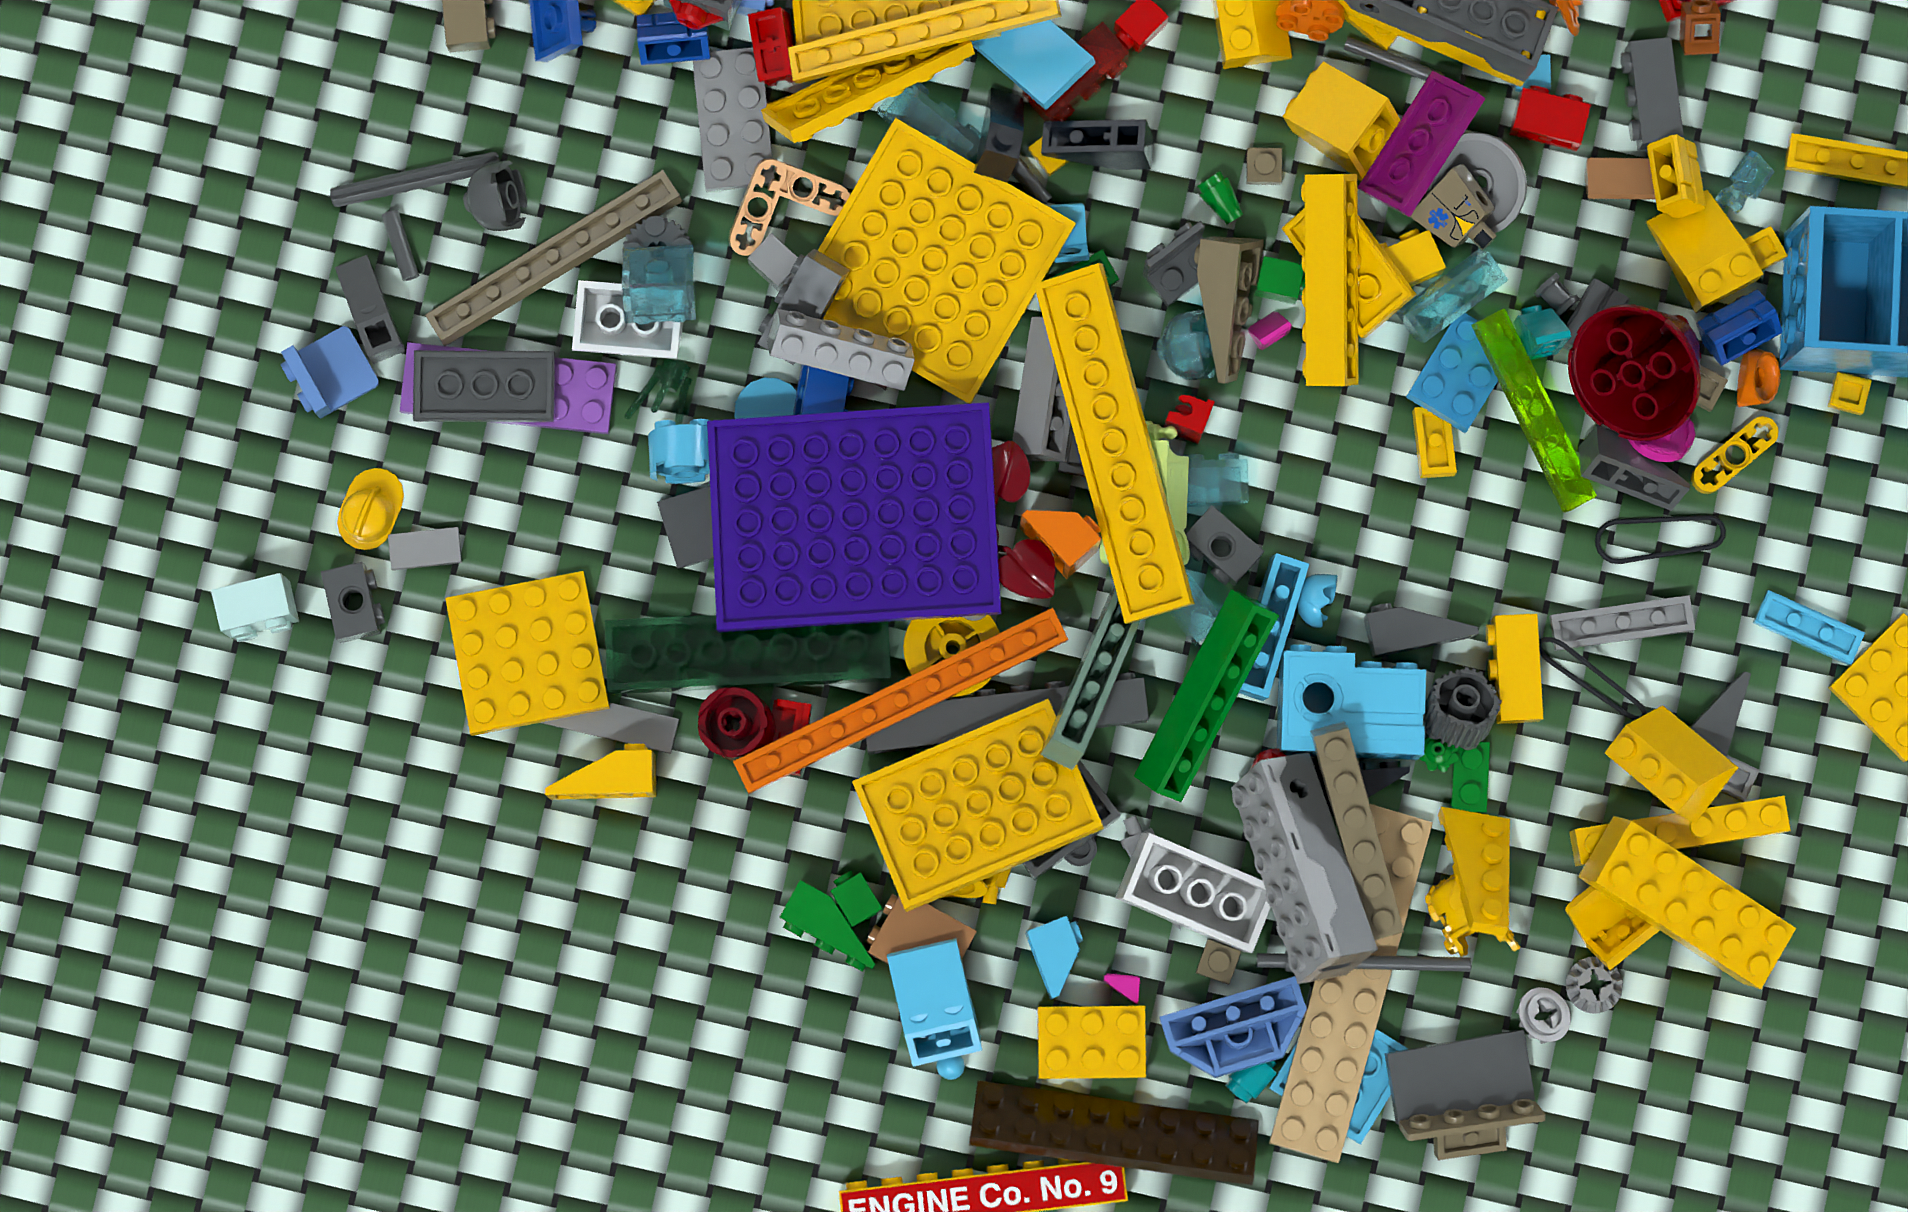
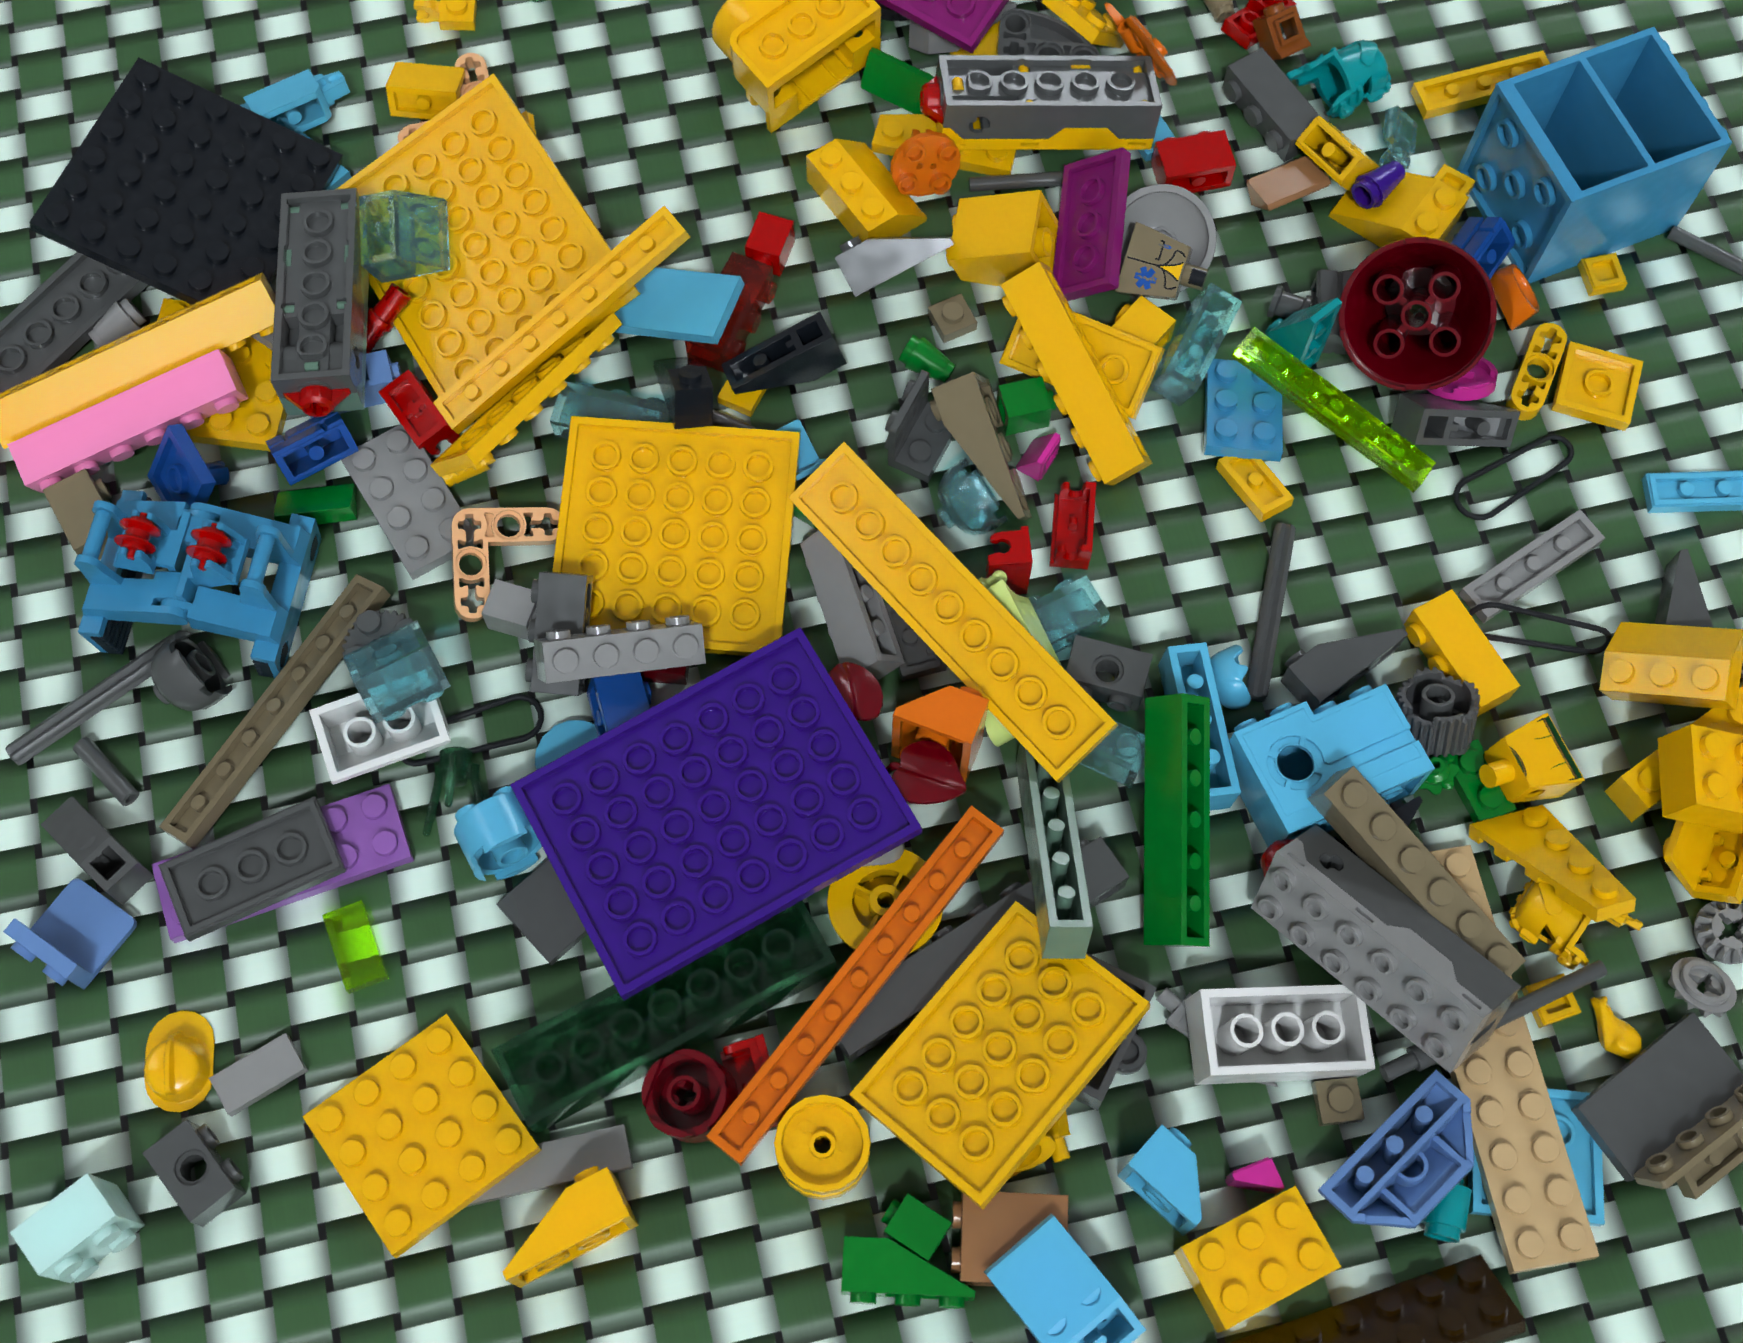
camera: 25 degrees left, 15 degrees down
(515, 76) = (201, 550): none -> dark azure container
(536, 483) = (355, 946): none -> clear neon green tile
(655, 87) = (323, 503): none -> green slope
(716, 369) = (492, 745): none -> black piece
(821, 788) = (810, 1123): none -> yellow wheel
(1228, 90) = (879, 259): none -> slope
(1263, 407) = (1073, 526): none -> red hinge
(1386, 556) = (1270, 611): none -> dark grey axle
(1428, 979) = (1555, 1011): none -> yellow tile
(1457, 1017) = (1613, 1033): none -> yellow animal
(1515, 783) = (1531, 763): none -> yellow torso
(1693, 222) = (1376, 185): none -> dark purple cone
(1735, 98) = (1346, 77): none -> teal helmet
(1776, 494) = (1597, 386): none -> yellow plate

